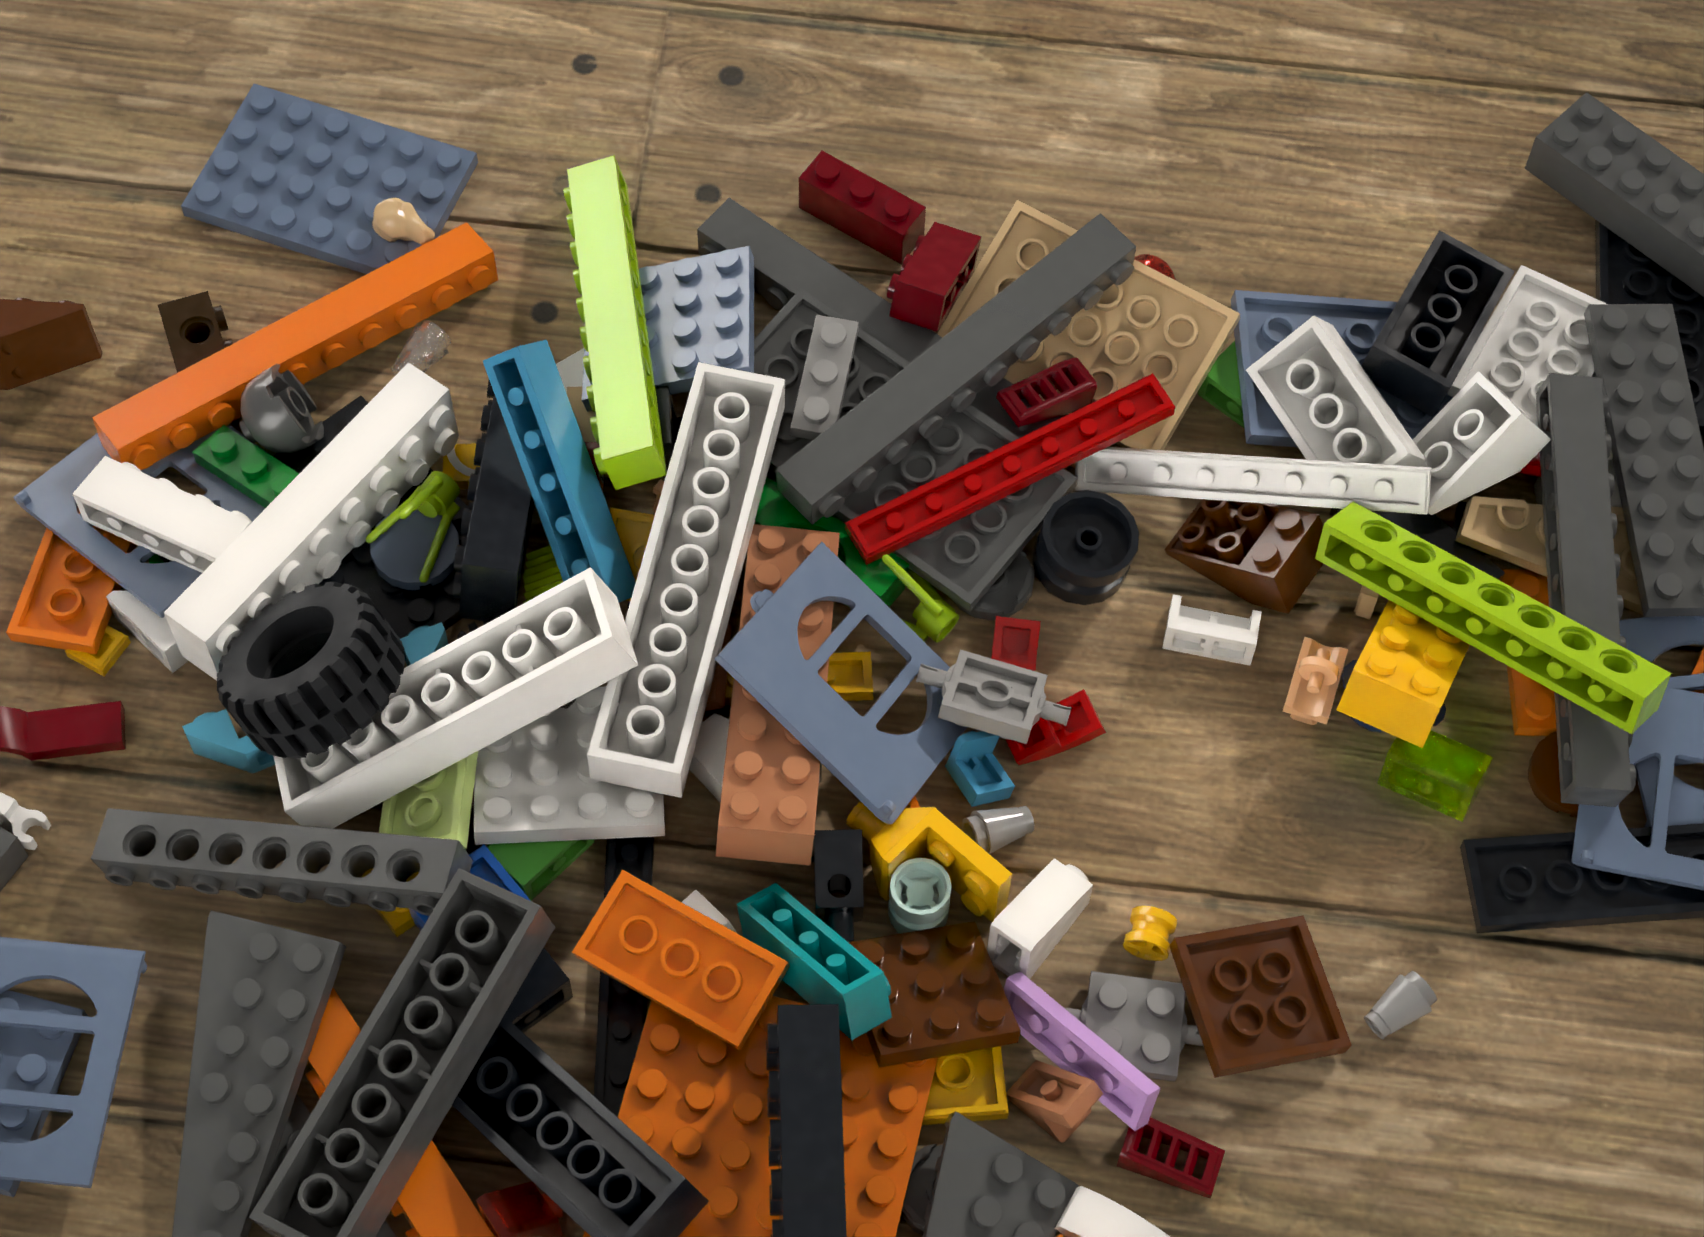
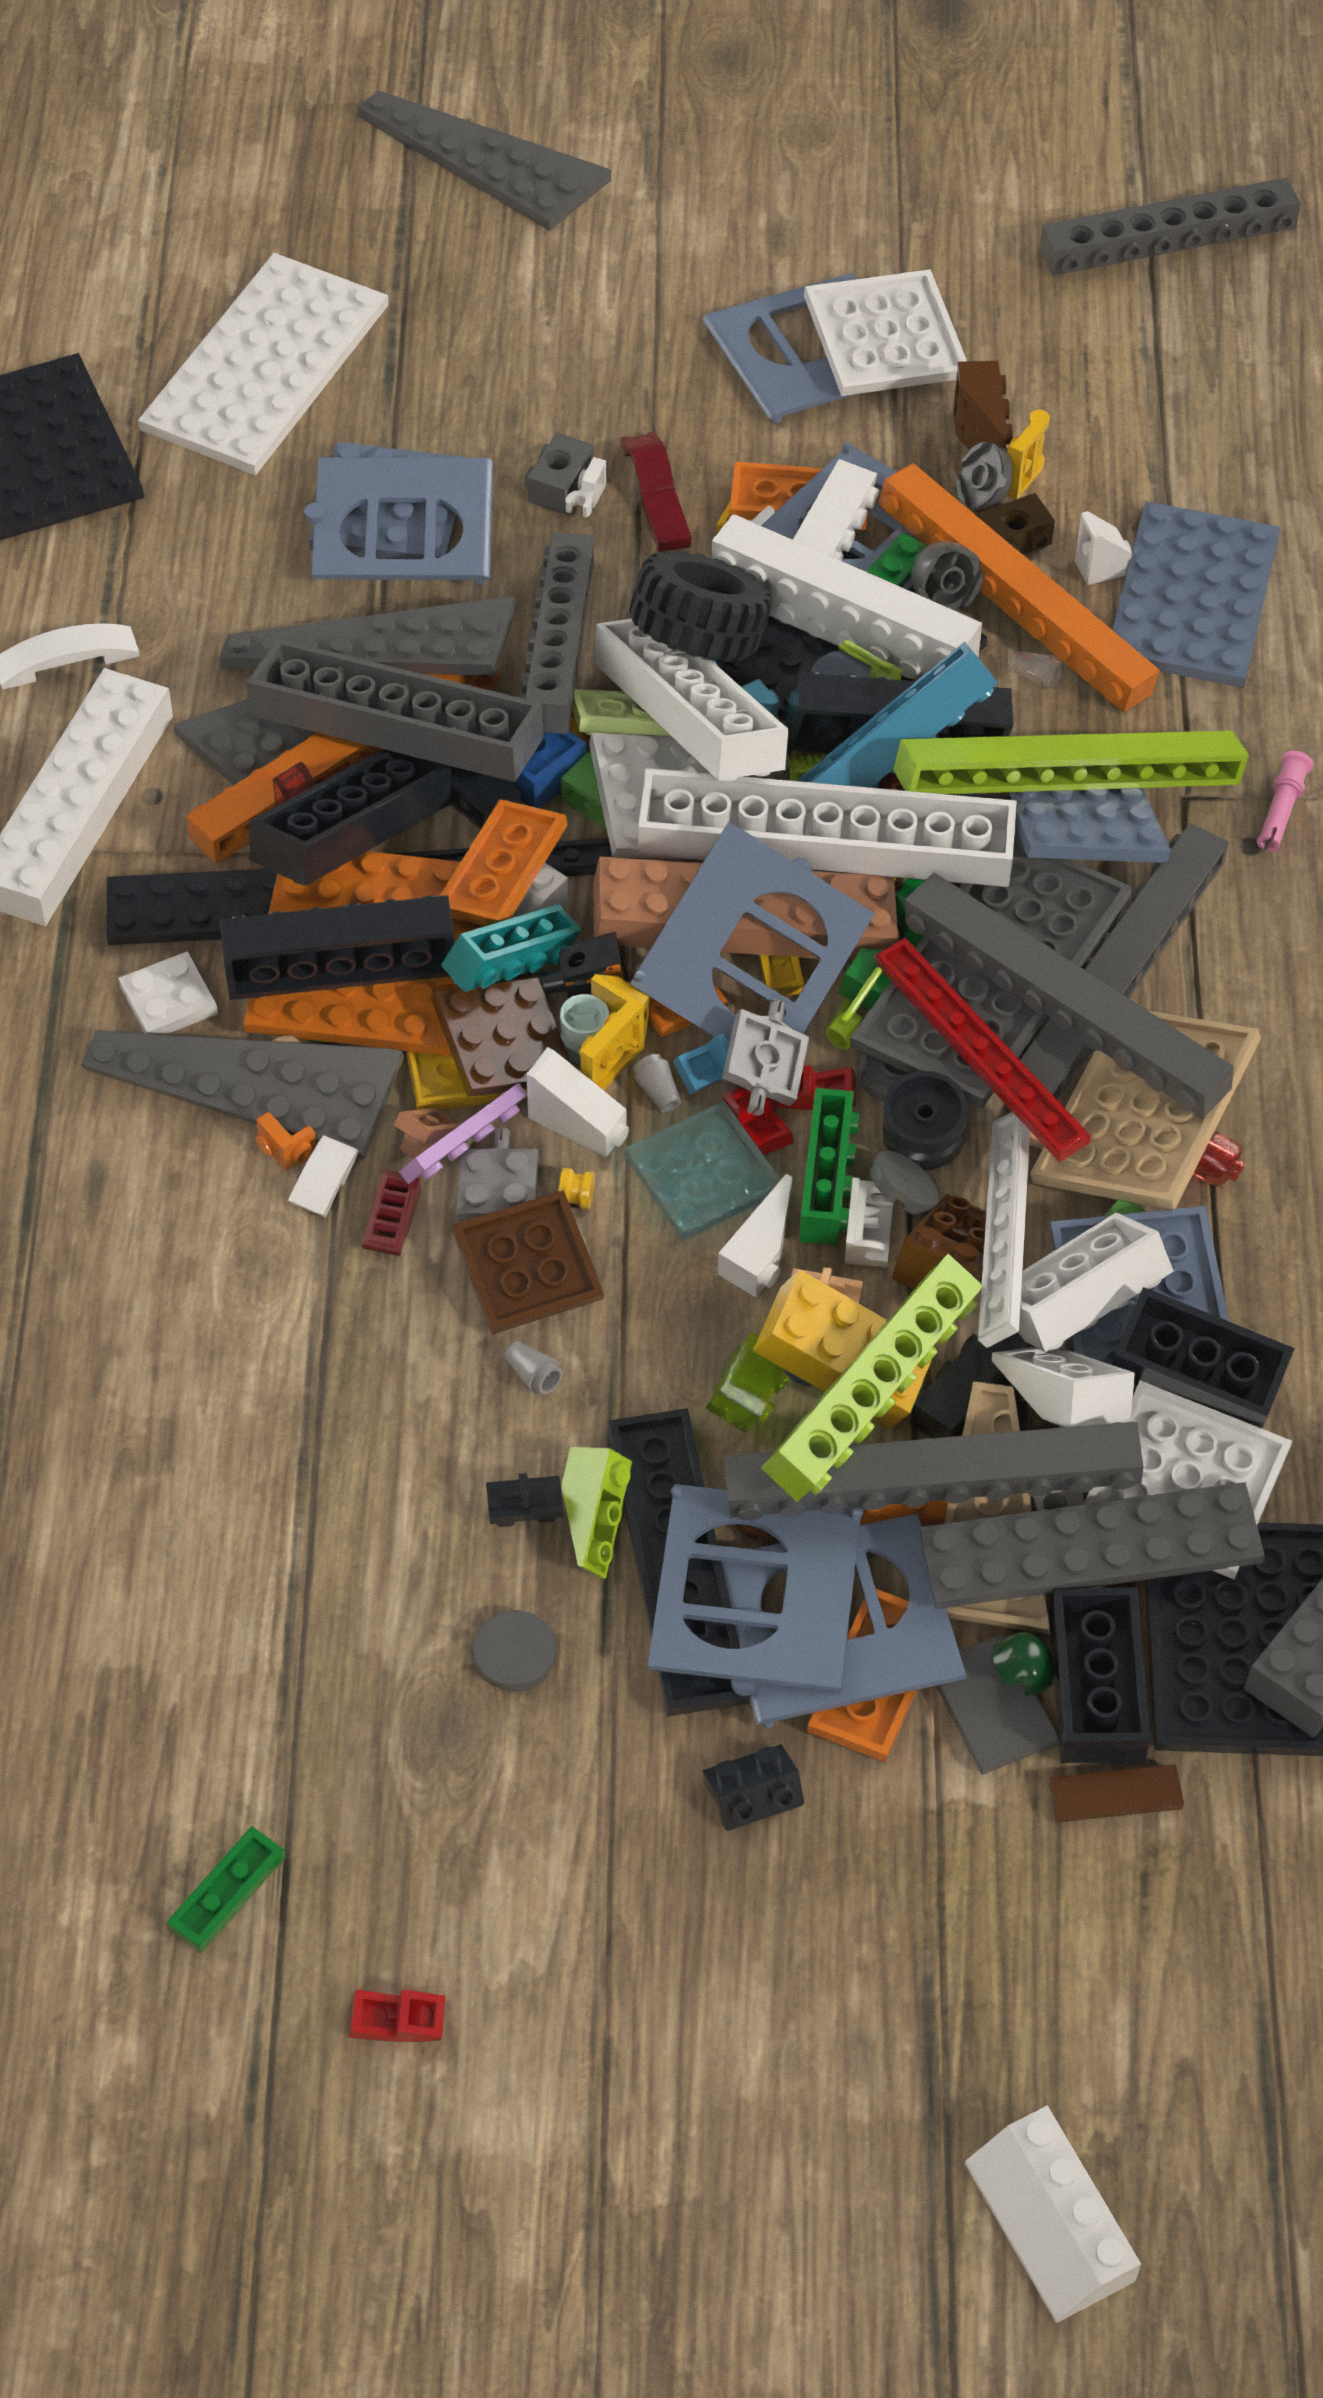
camera: 85 degrees right, 5 degrees down
(98, 298) = (1027, 453): none -> yellow plate
(115, 354) = (984, 476): none -> dark grey tile
(261, 259) = (1100, 550): none -> white slope
(399, 221) = (1153, 629): tan animal -> none
(645, 140) = (1287, 789): none -> bright pink pin
(824, 376) = (1046, 908): light grey plate -> none
(861, 206) = (1249, 943): dark red brick -> none
(933, 276) = (1175, 986): dark red brick -> none
(1069, 377) = (1063, 1090): dark red slope -> none
(1127, 792) = (702, 1170): none -> clear light blue plate
(1143, 655) = (826, 1167): none -> green brick
(1169, 579) = (904, 1180): none -> dark grey tile
(1232, 737) = (755, 1250): none -> white slope
(1588, 952) = (593, 1499): none -> lime slope
(1593, 1026) = (524, 1500): none -> black hips

